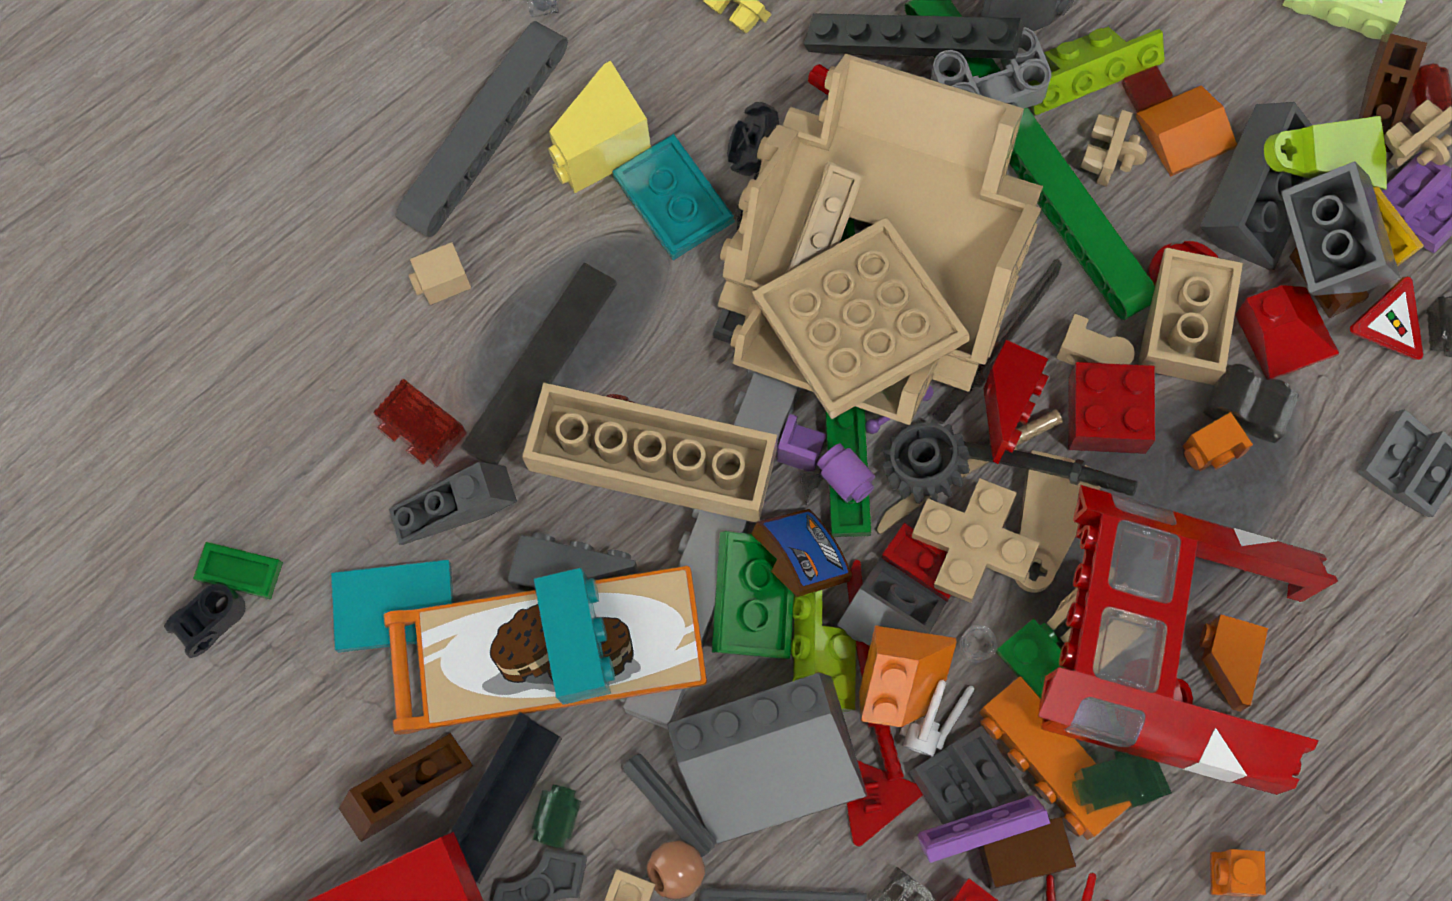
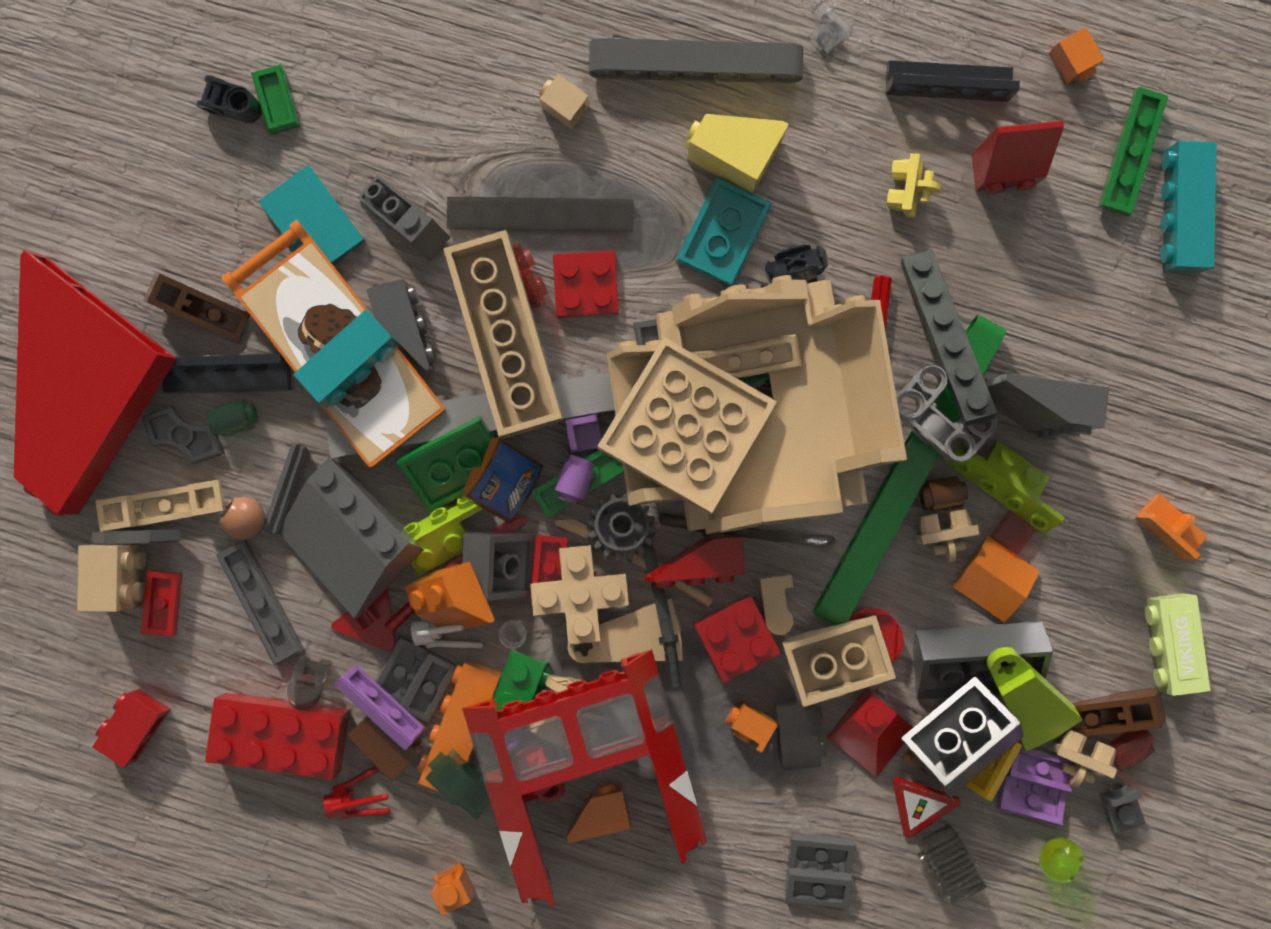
camera: 60 degrees right, 15 degrees up
(419, 424) = (445, 157): clear red brick -> none
(641, 359) = (585, 284): none -> red plate
(1071, 128) = (943, 494): none -> reddish brown brick

